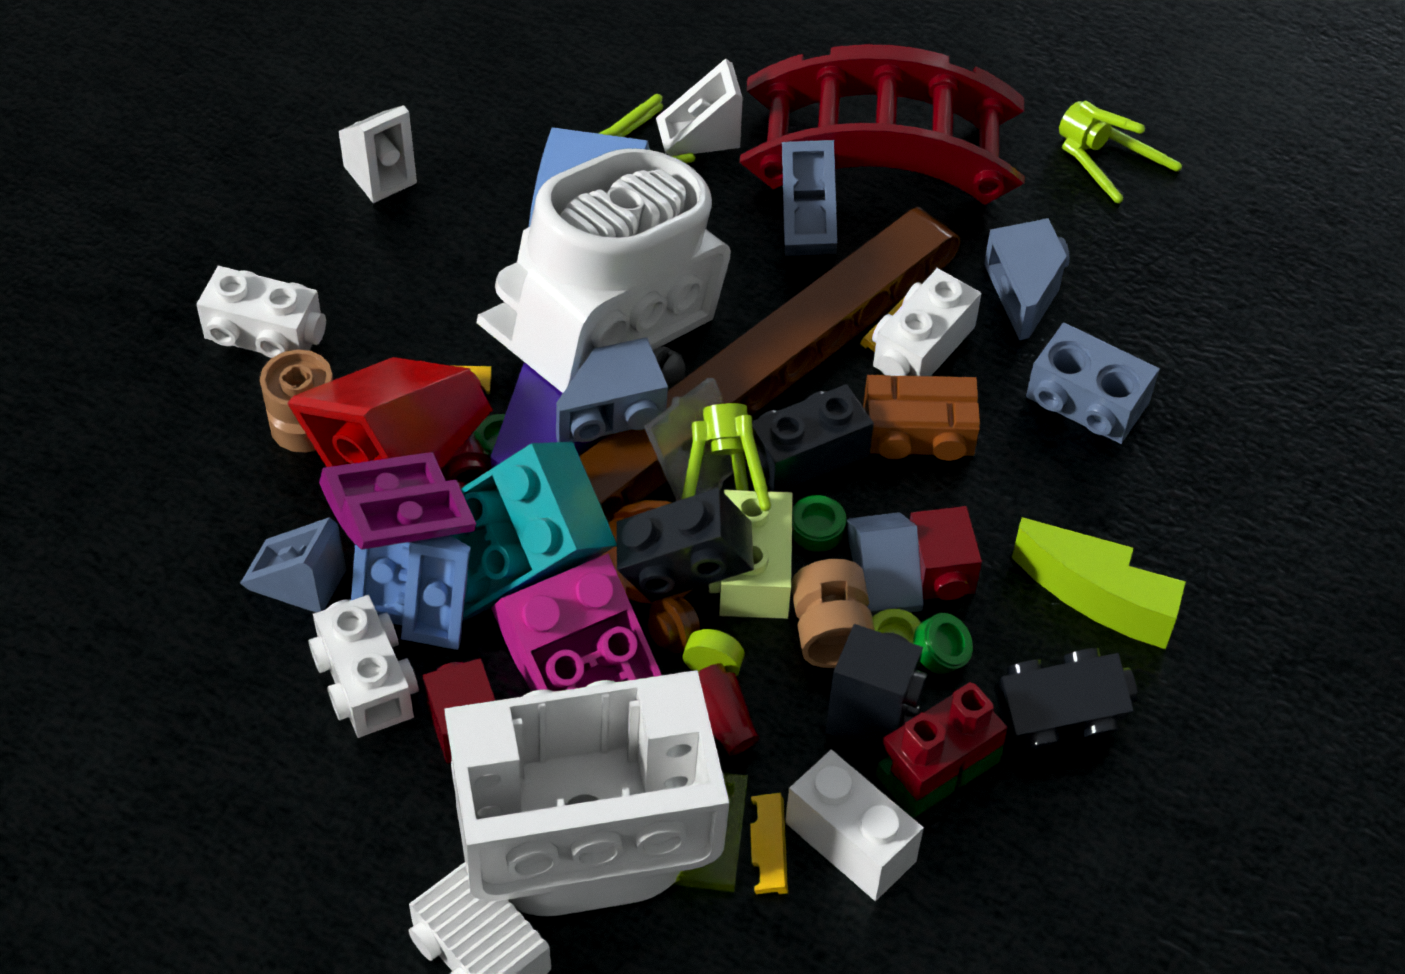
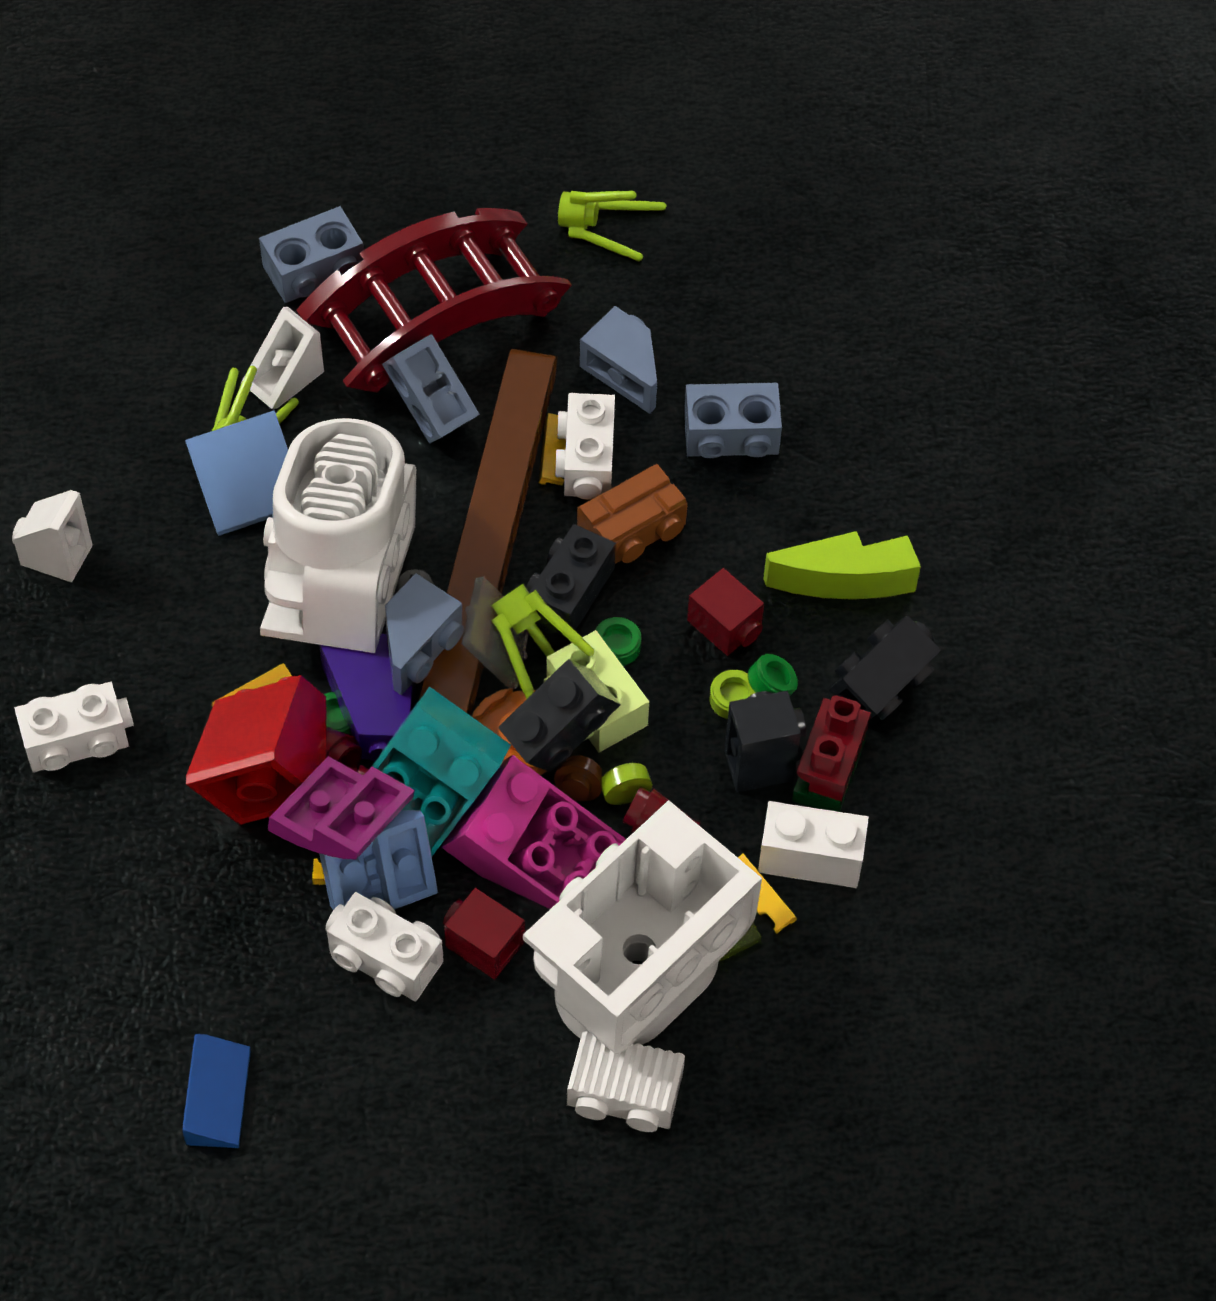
camera: 35 degrees left, 5 degrees up
(105, 701) = (216, 1092): none -> blue slope
(281, 380) = (161, 776): medium nougat wheel -> none
(299, 566) = (270, 904): sand blue slope -> none
(799, 29) = (309, 252): none -> sand blue brick
(828, 602) = (693, 708): medium nougat wheel -> none
(890, 560) = (688, 640): sand blue slope -> none

